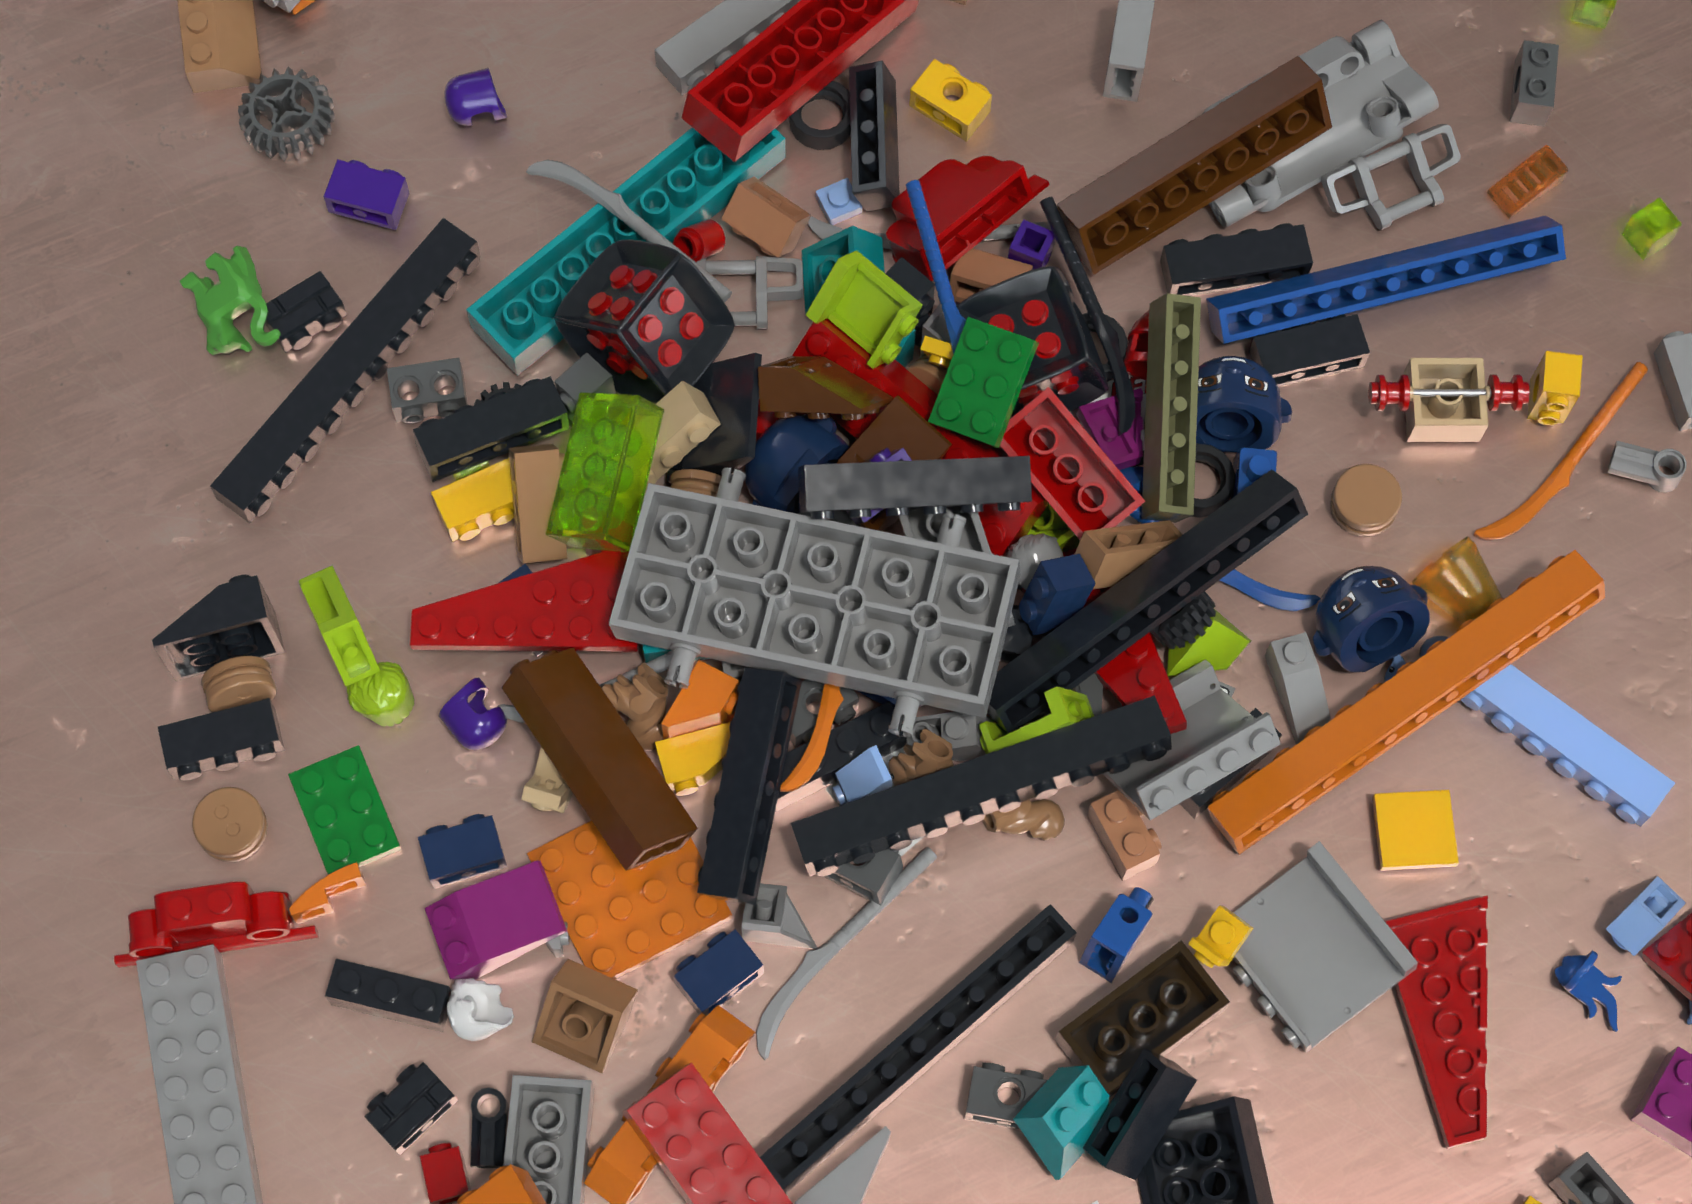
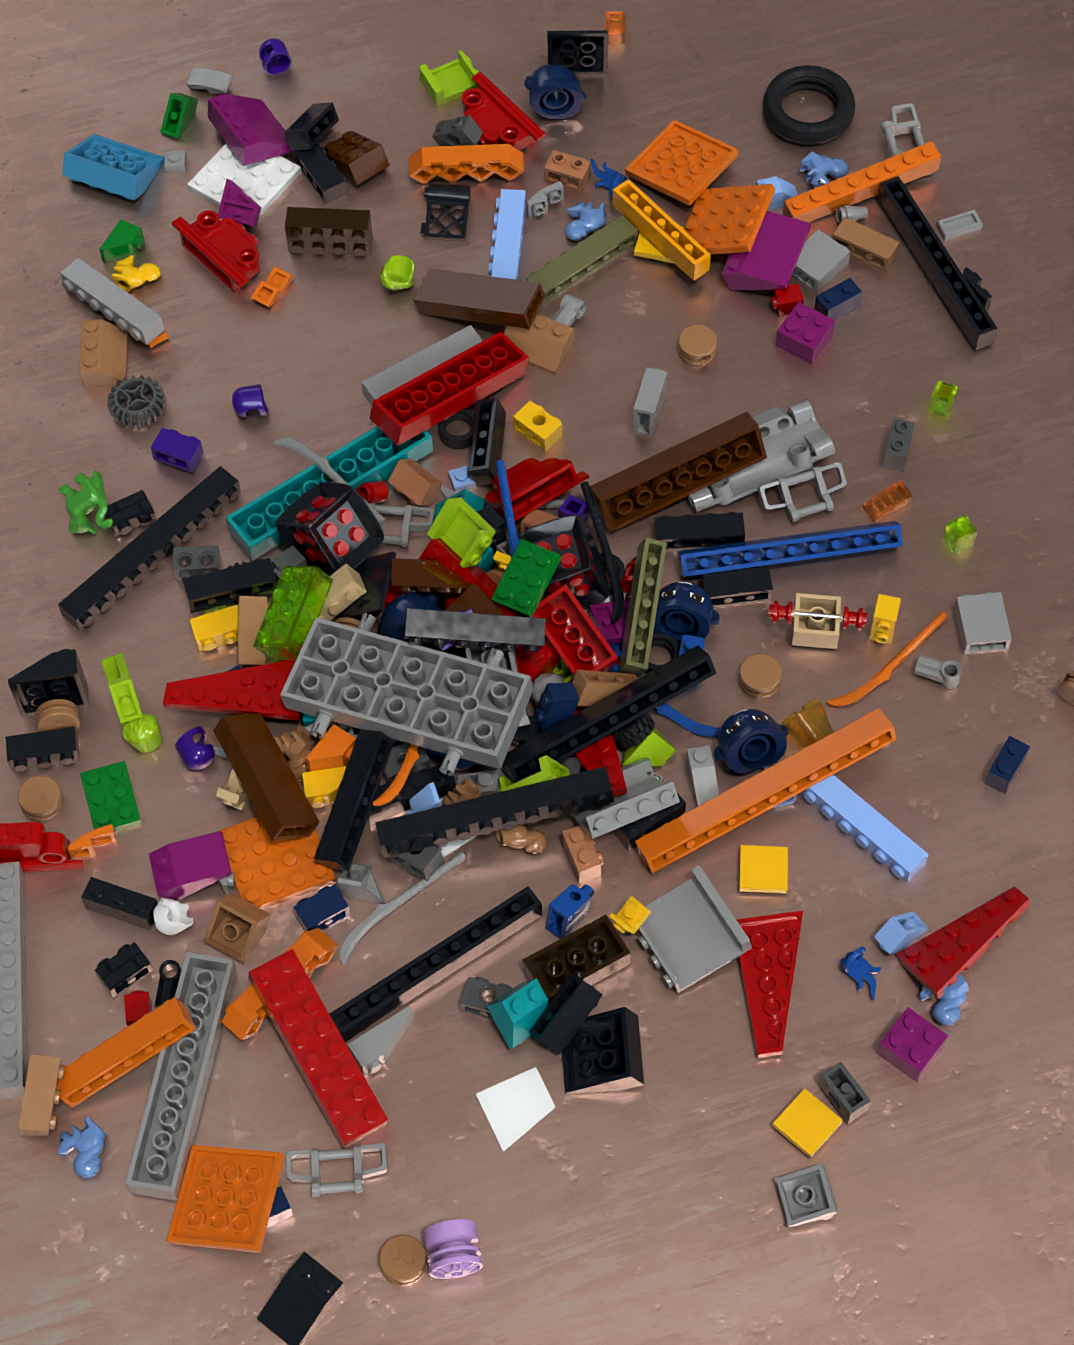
camera: 10 degrees right, 10 degrees down
(462, 850) = (176, 824): dark blue brick -> none

